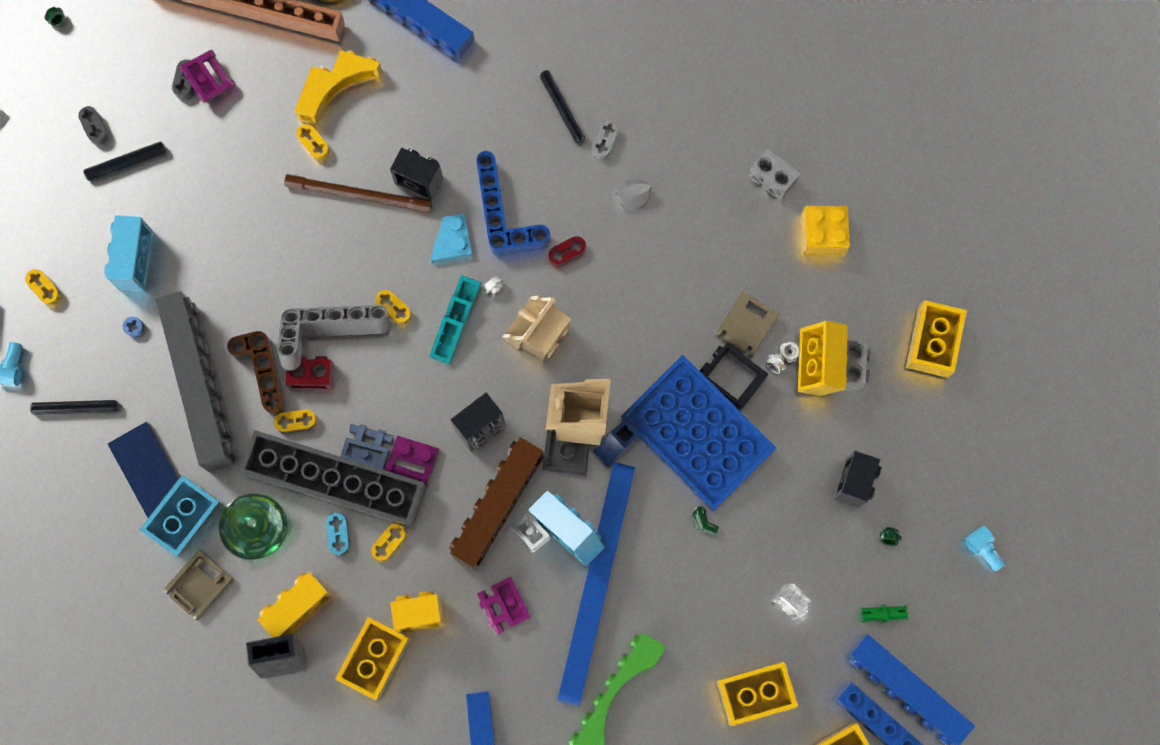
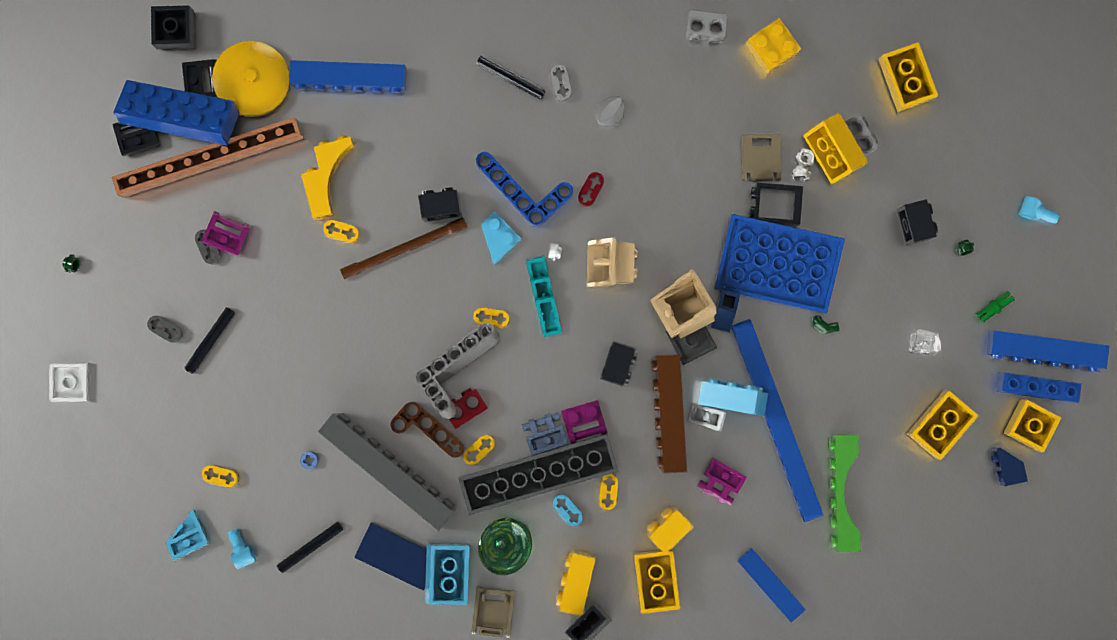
camera: 25 degrees left, 10 degrees up
(128, 253) = (268, 409): medium azure brick -> none

